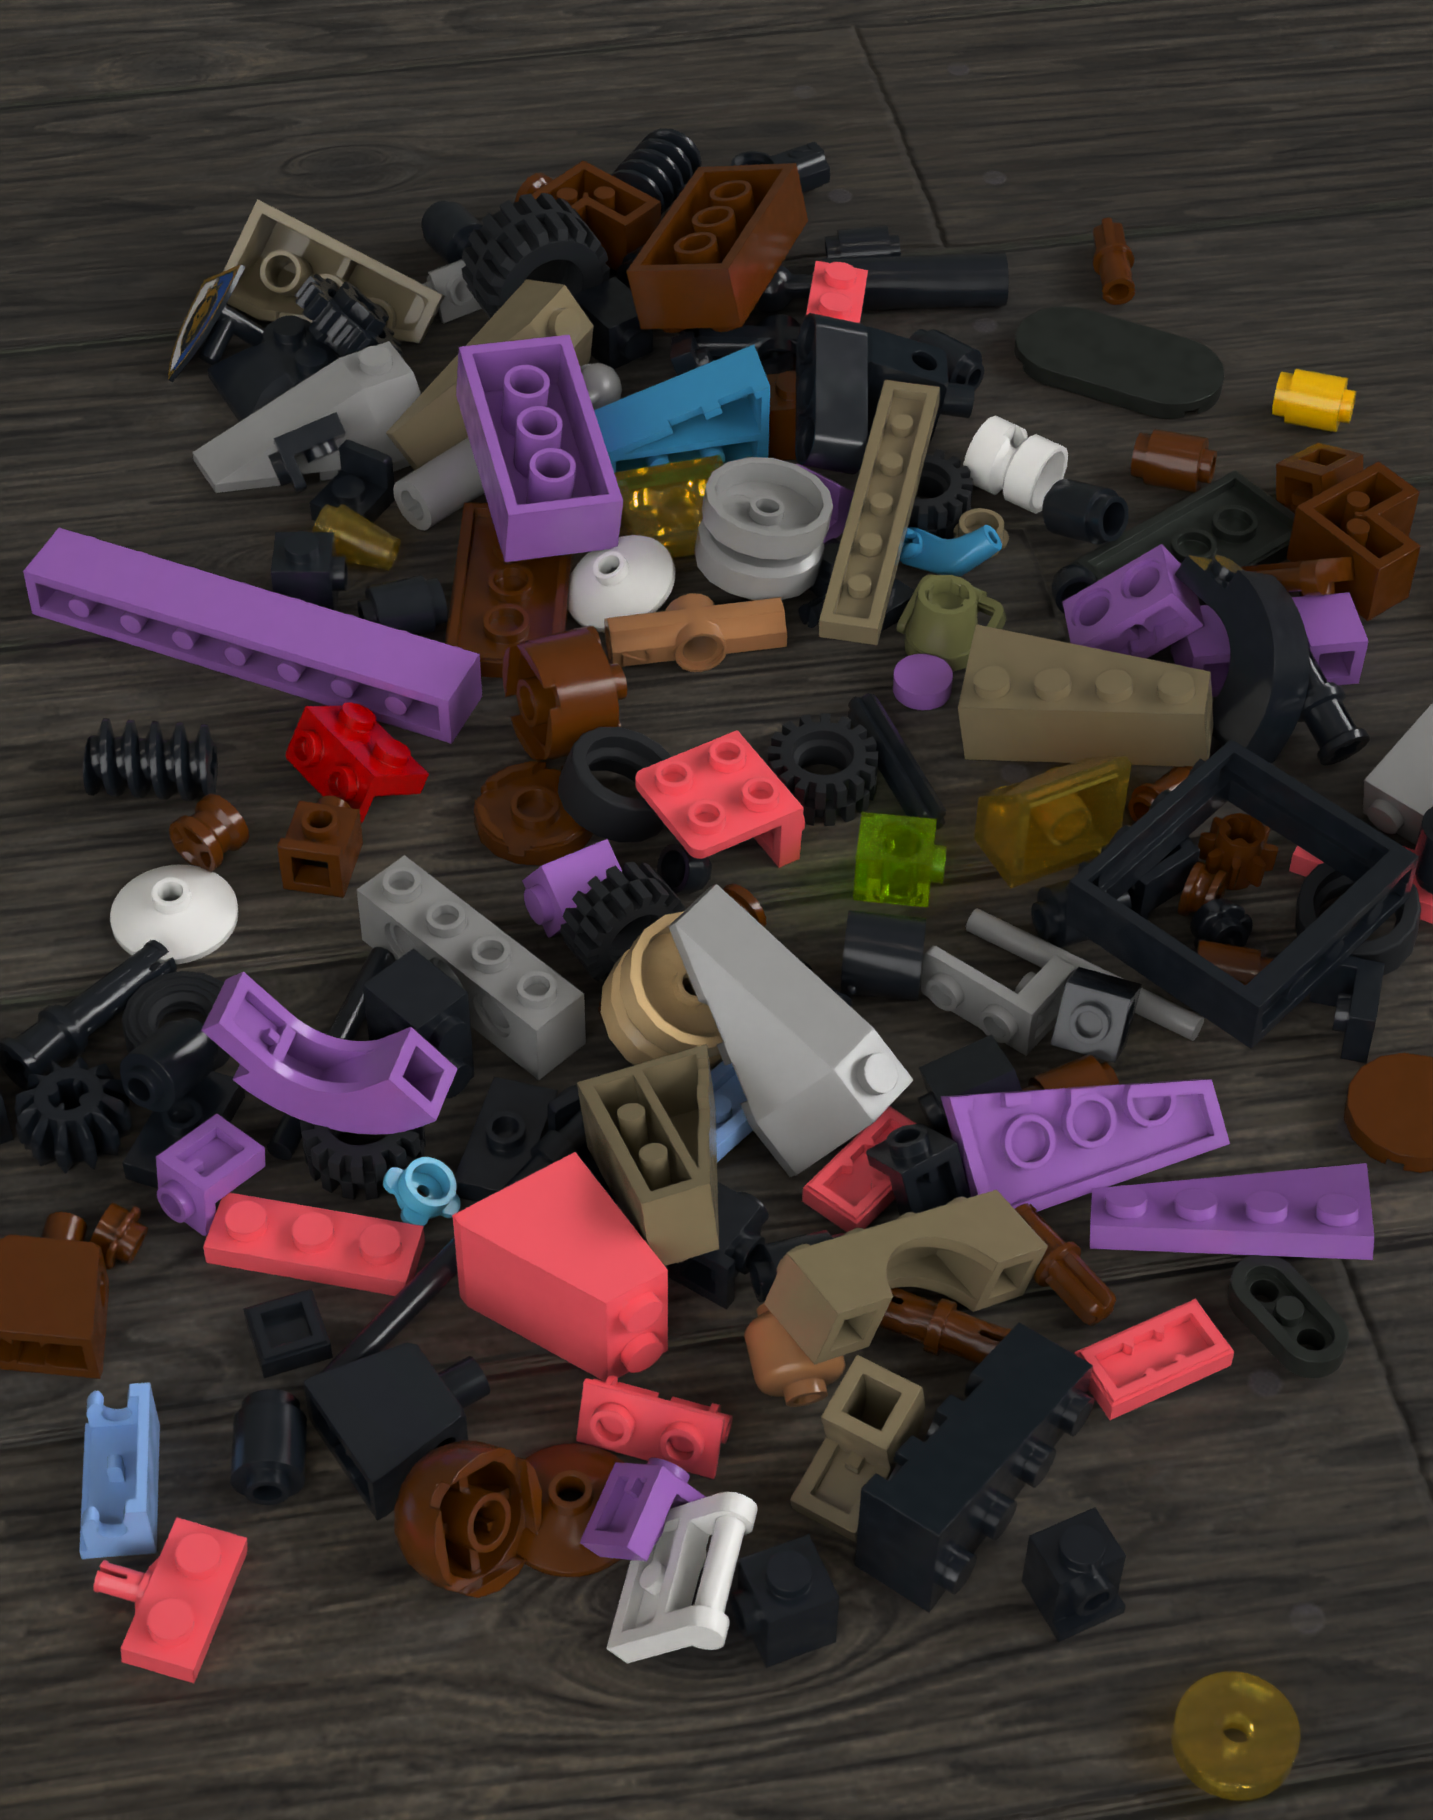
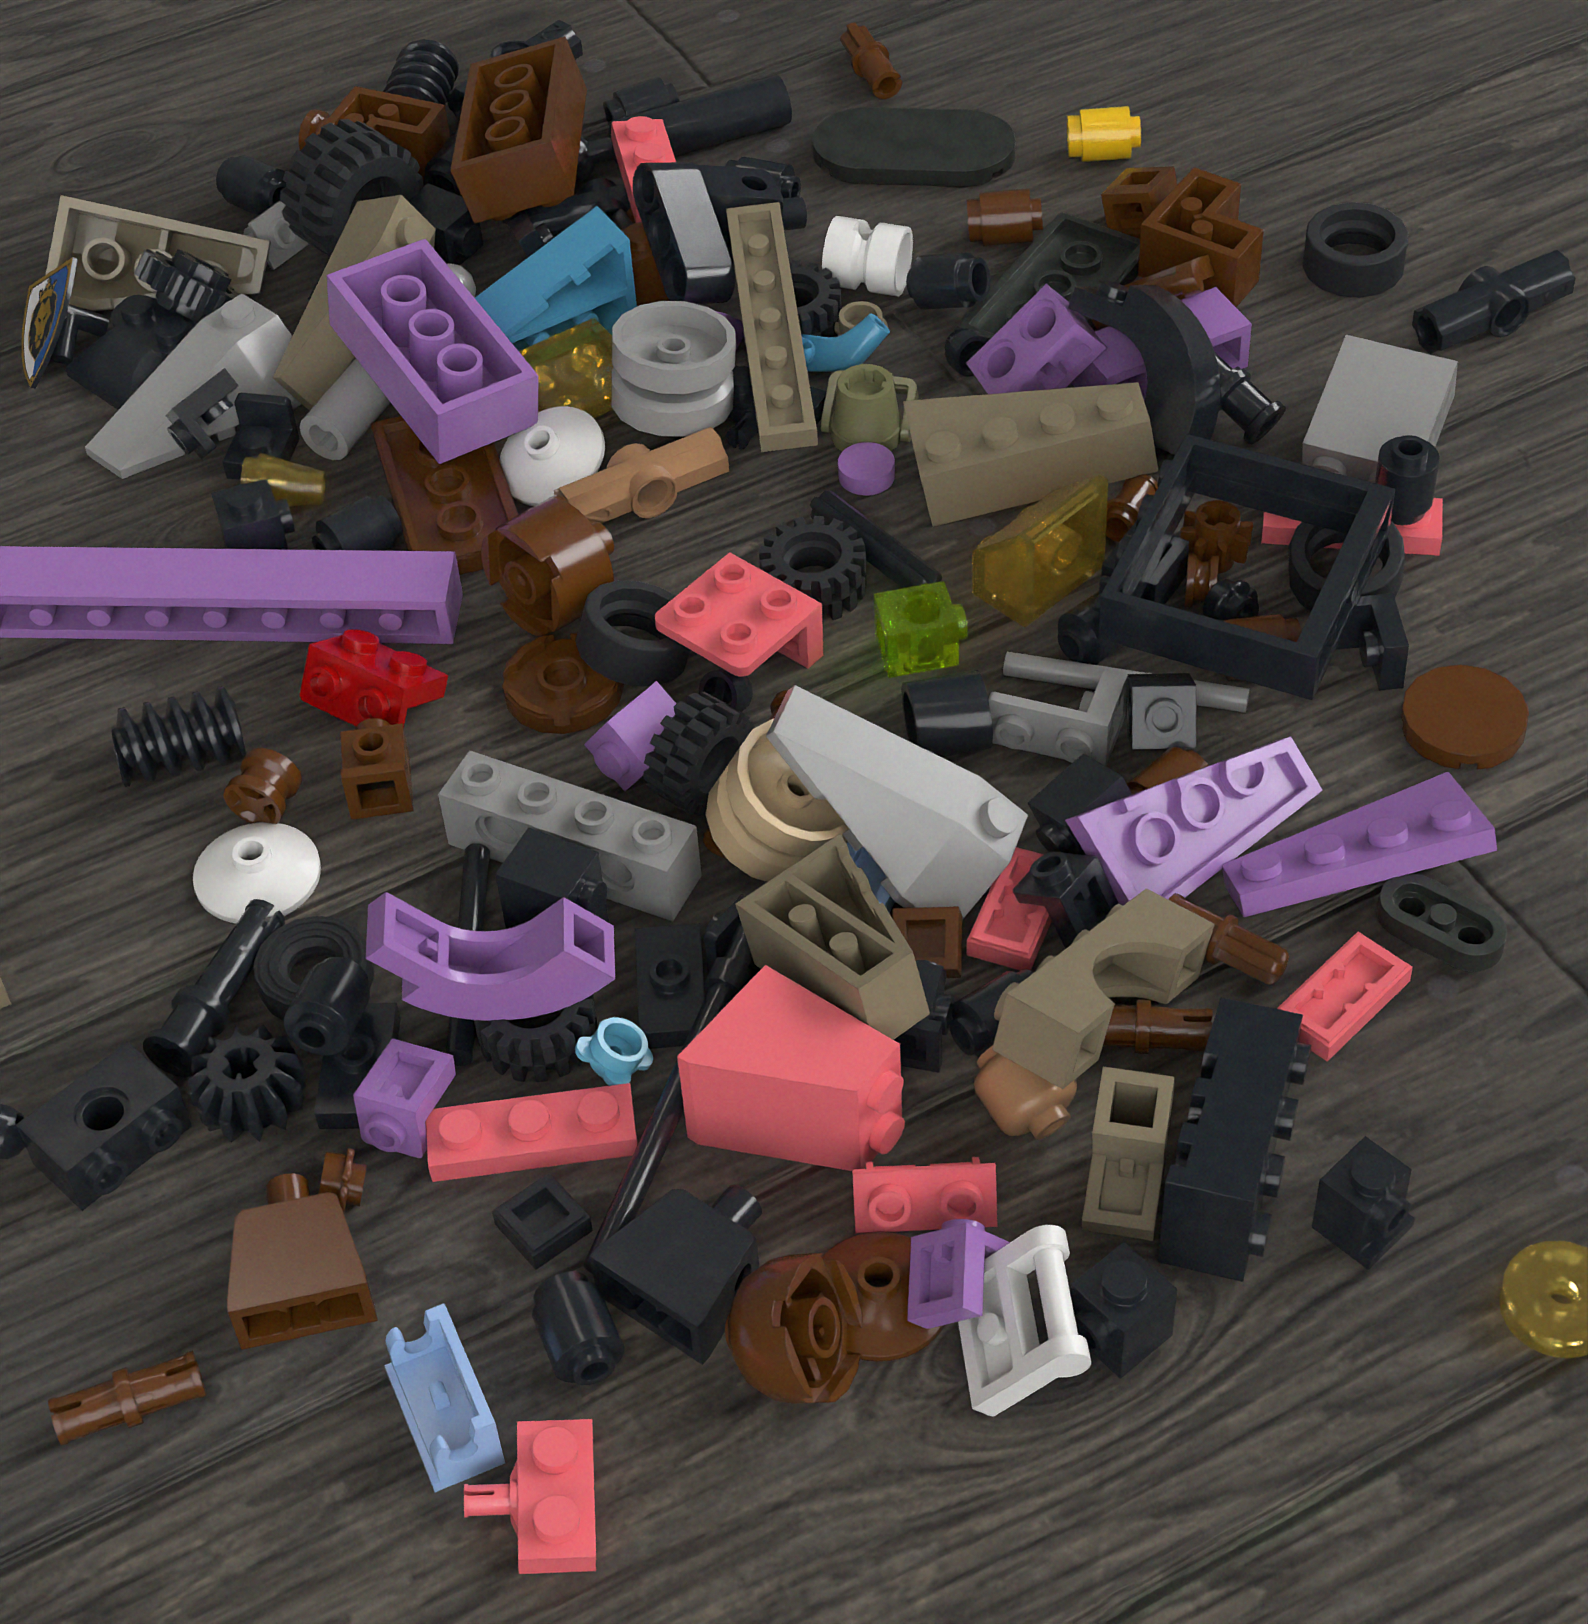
camera: 15 degrees left, 0 degrees up
(769, 1173) = (933, 935): none -> reddish brown plate

